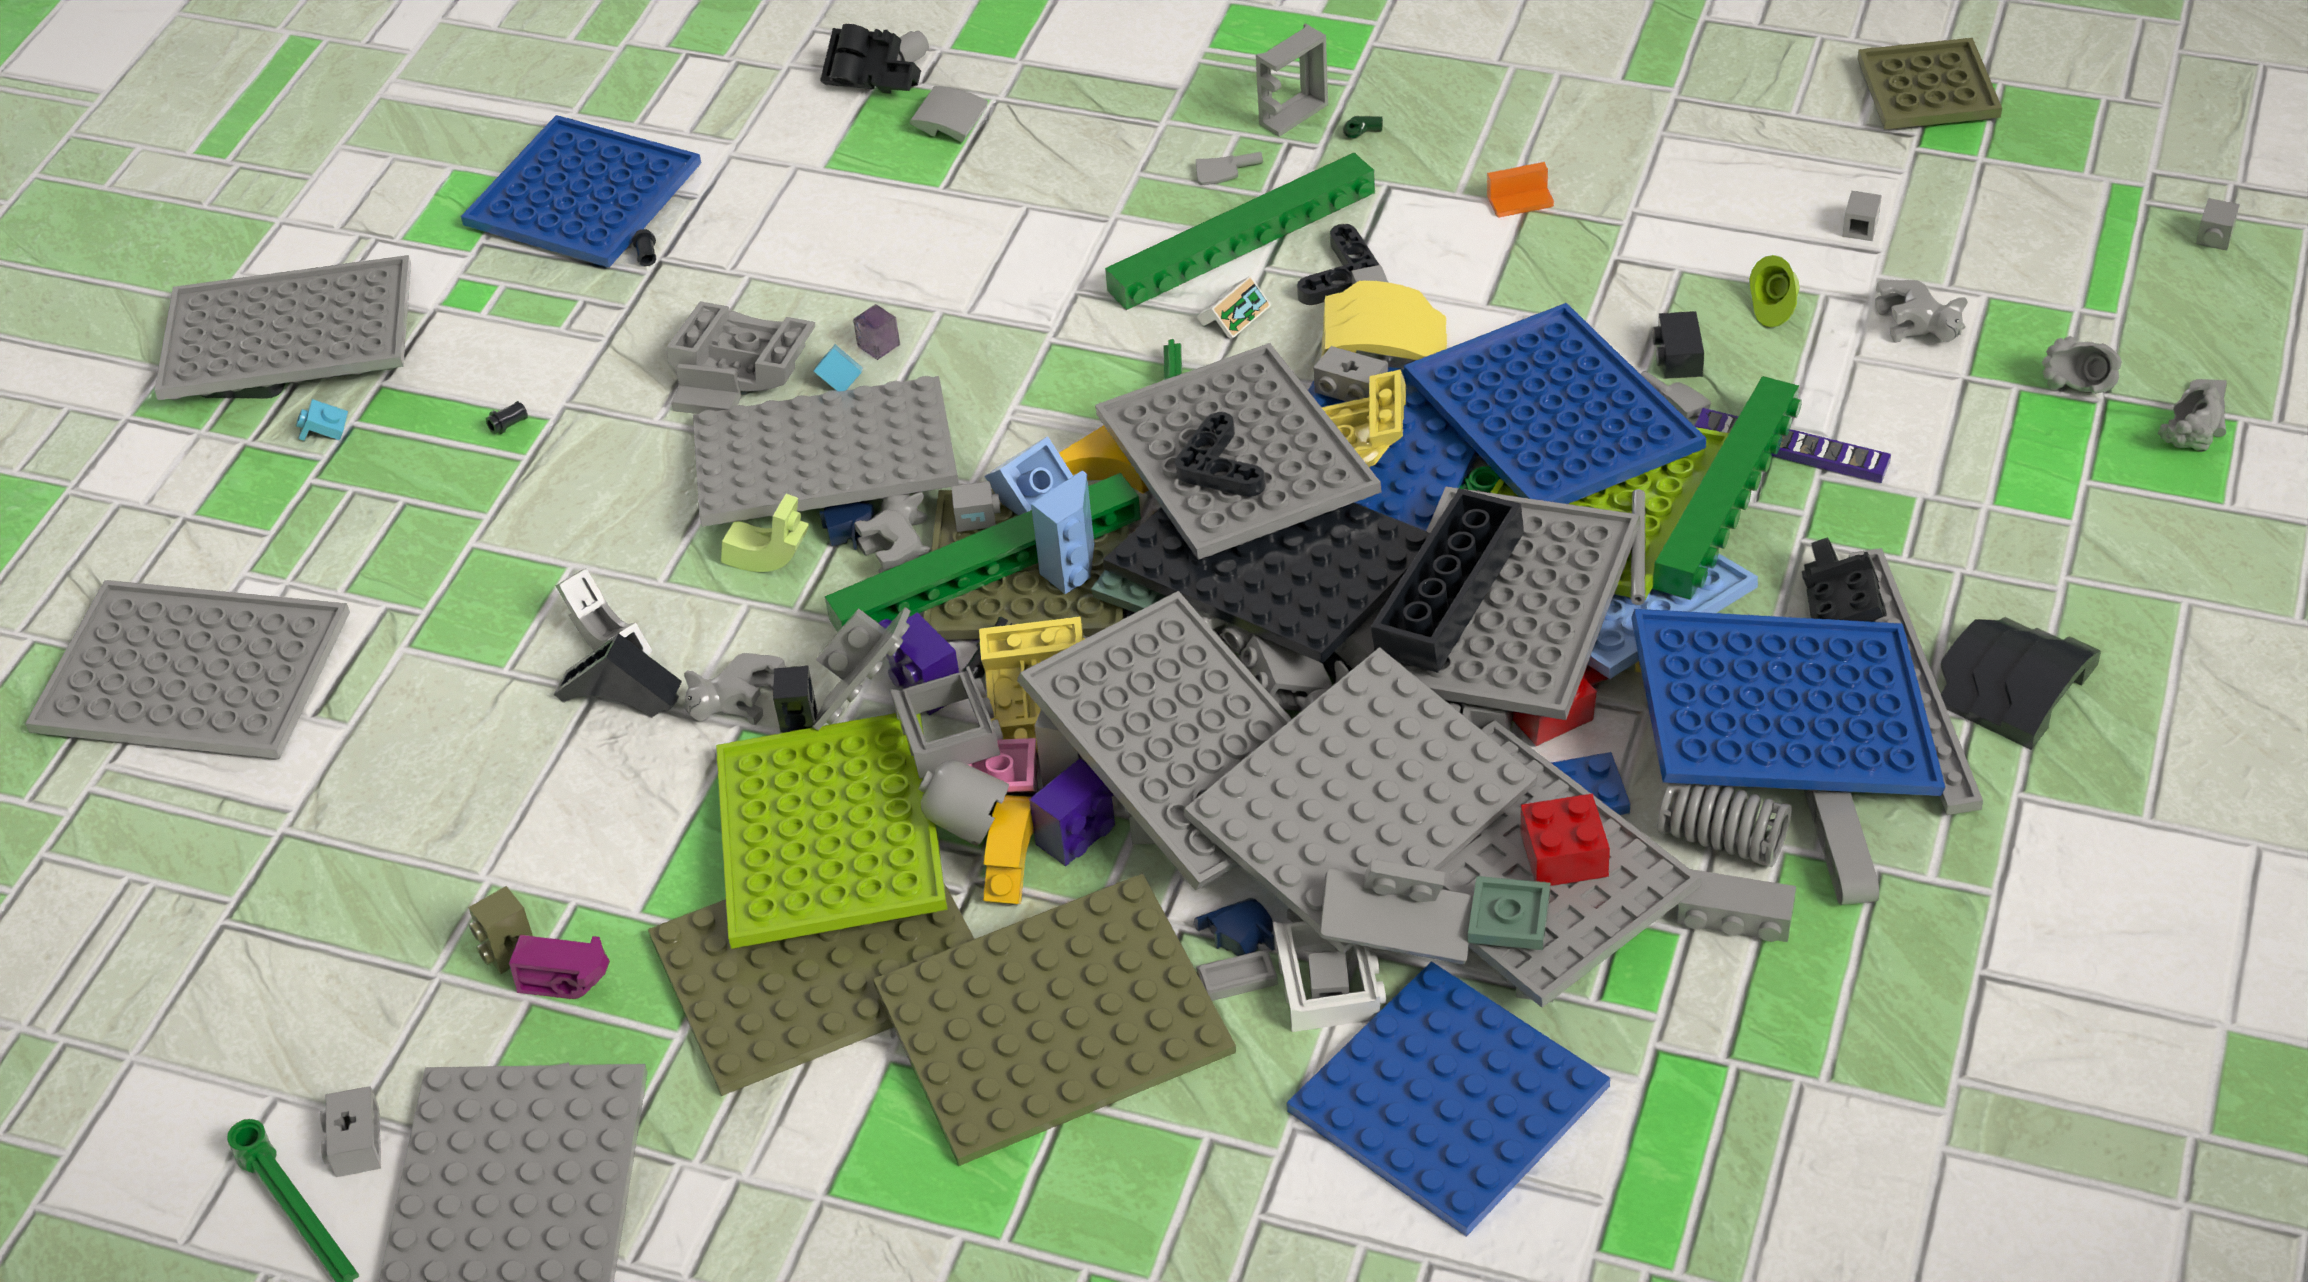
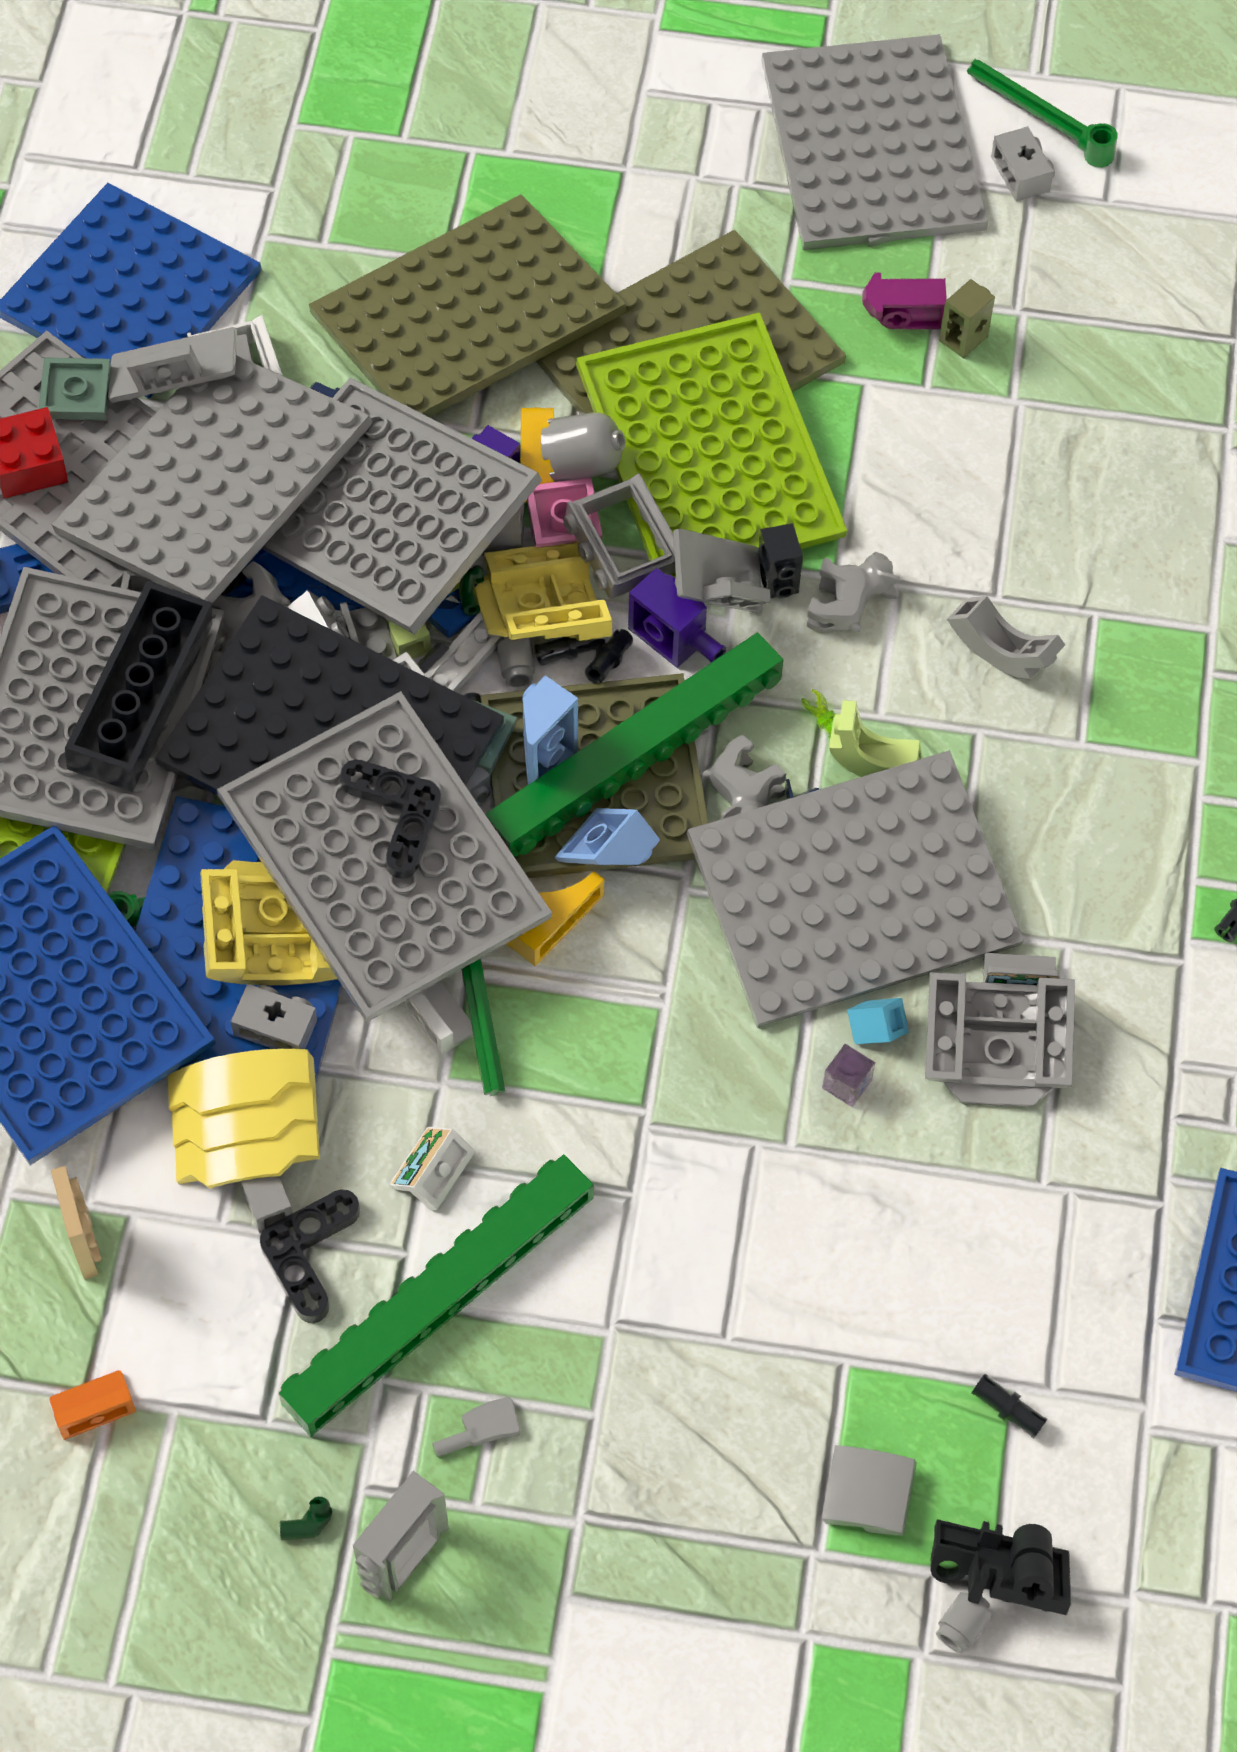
camera: 165 degrees right, 15 degrees up
(623, 674) = (967, 571): black arch -> none
(644, 244) = (1185, 1205): black pin -> none
(798, 594) = (824, 716): none -> clear neon green piece
(830, 149) = (1009, 1406): none -> black pin
(974, 506) = (664, 807): light grey brick -> none
(1238, 975) = (321, 368): light grey tile -> none
(1527, 255) = (77, 1221): none -> tan plate

